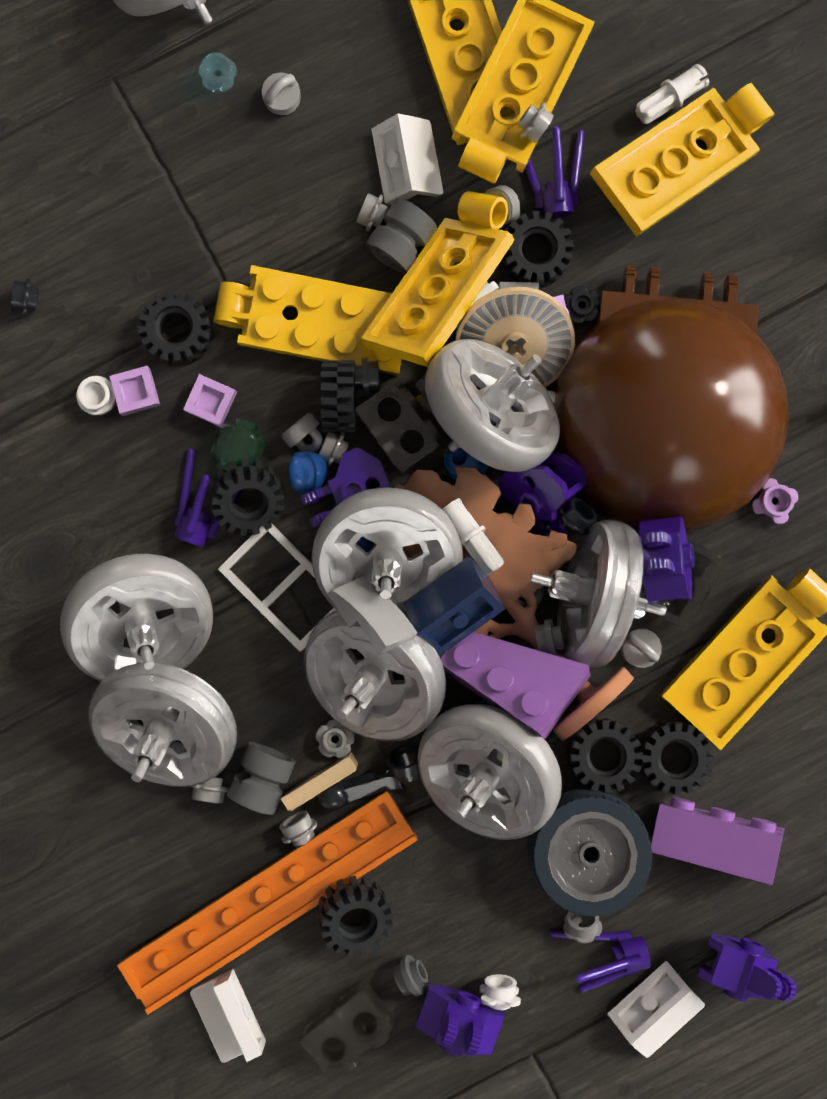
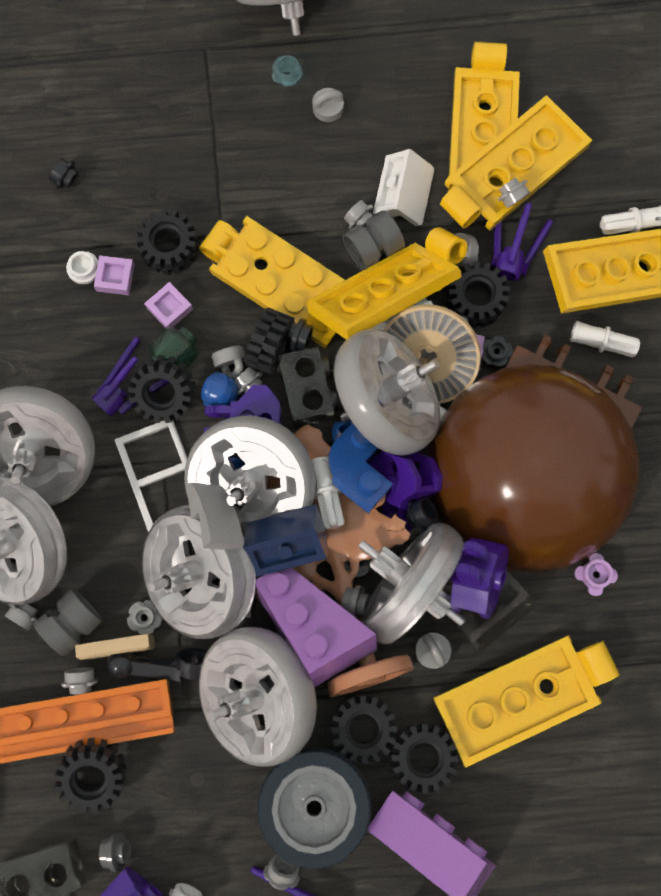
camera: 30 degrees right, 10 degrees down
(490, 506) = (352, 472): none -> blue plate
(690, 244) = (604, 339): none -> white axle

